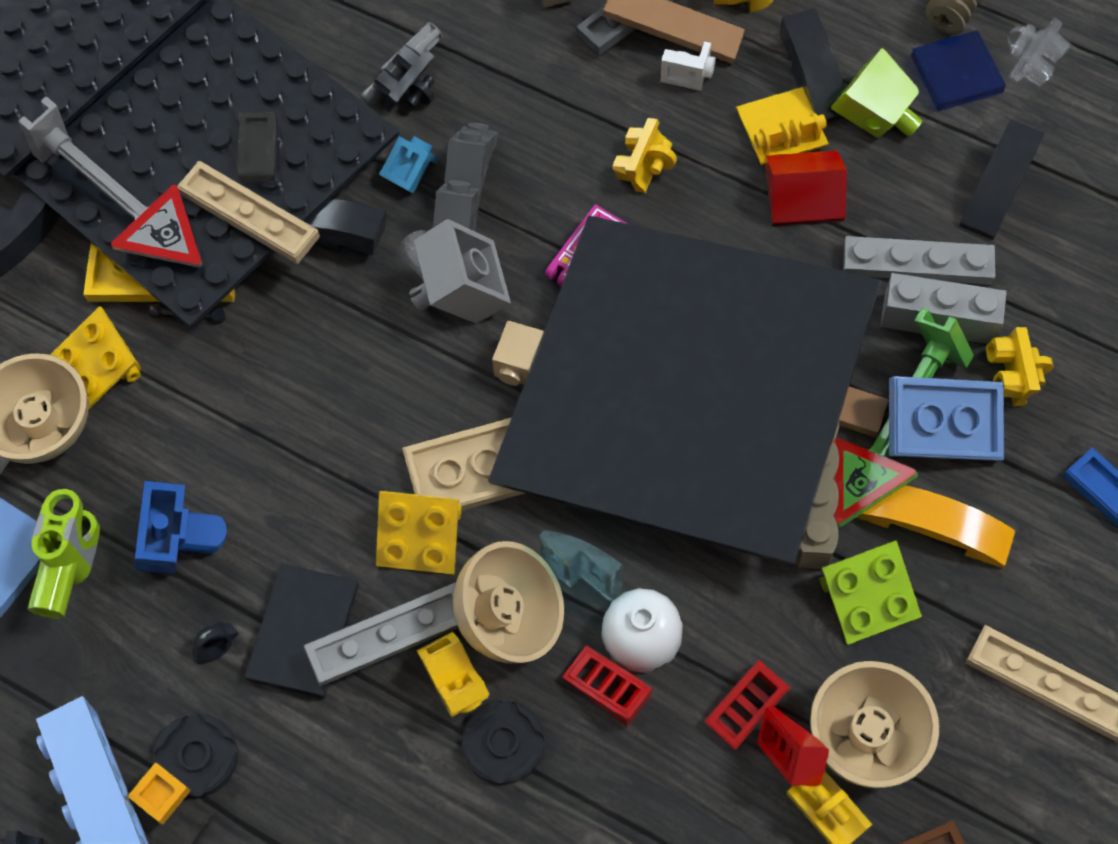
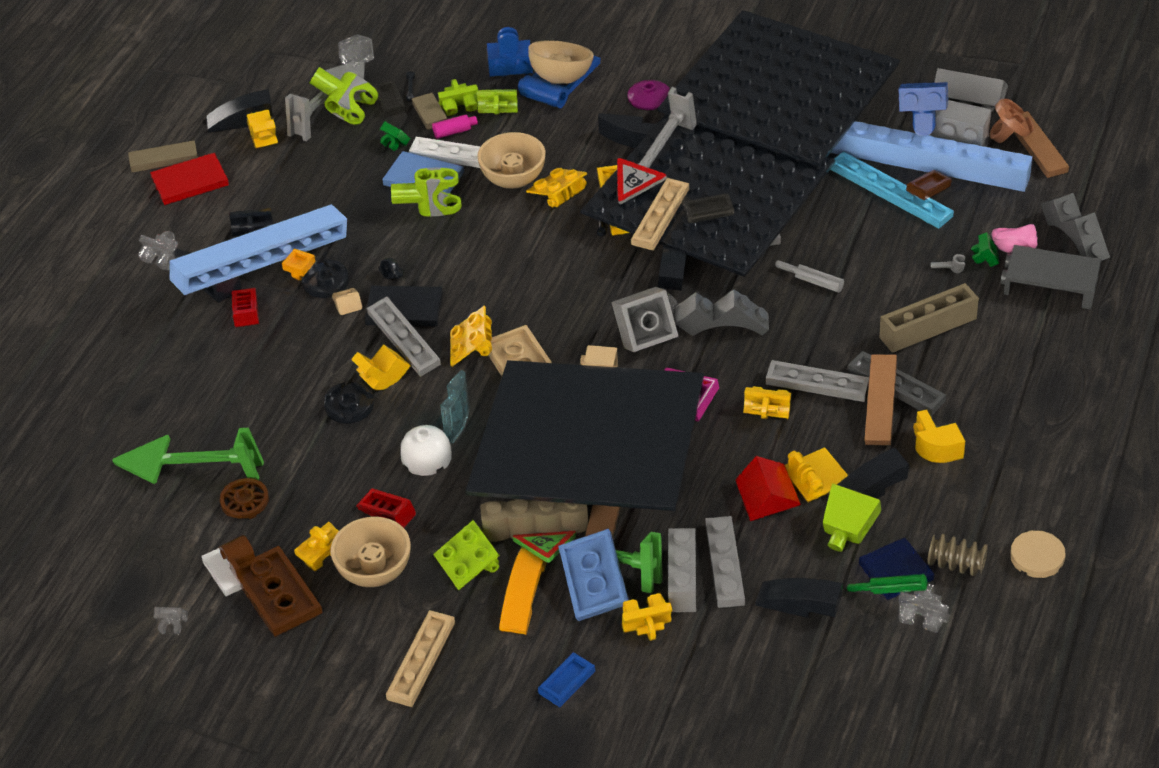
camera: 80 degrees right, 20 degrees down
(170, 528) = (452, 232): blue brick -> none
(260, 723) = (347, 301): none -> tan slope
(408, 162) = (726, 284): dark azure bracket -> none
(413, 66) = (792, 279): black hips -> none
(508, 603) = (413, 365): tan piece -> none
(613, 91) = (817, 380): none -> light grey plate
(634, 705) = (384, 455): red slope -> none
(686, 69) = (848, 419): white bracket -> none
(795, 751) = (348, 511): red slope -> none
(1005, 72) = (891, 584): none -> green axle

